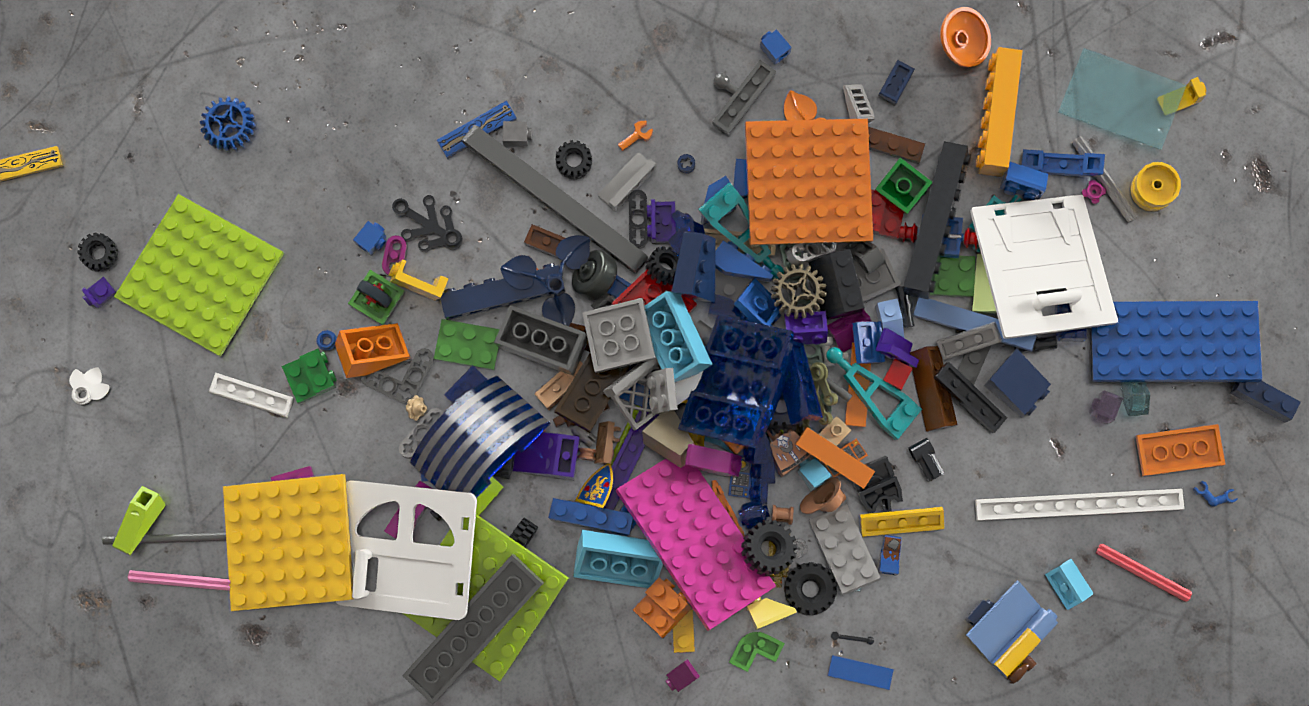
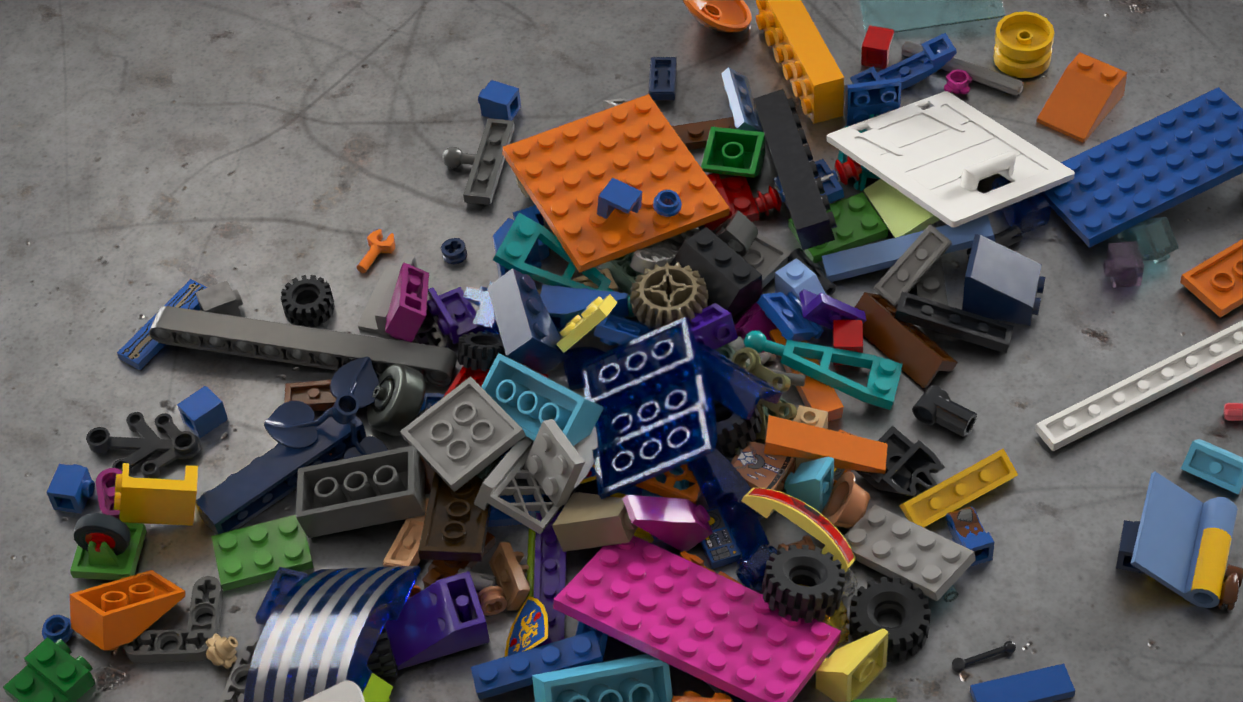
camera: 20 degrees left, 30 degrees down
(471, 219) = (202, 412): none -> blue panel
(634, 204) = (408, 303): none -> magenta slope
(734, 289) = (579, 327): none -> light yellow plate
(793, 502) = (806, 517): none -> light yellow slope
(798, 211) = (618, 196): none -> blue panel
(836, 222) = (667, 203): none -> blue plate
(937, 133) = (741, 101): none -> medium blue plate
(1057, 132) = (876, 47): none -> red panel
(1167, 252) = (1083, 97): none -> orange slope

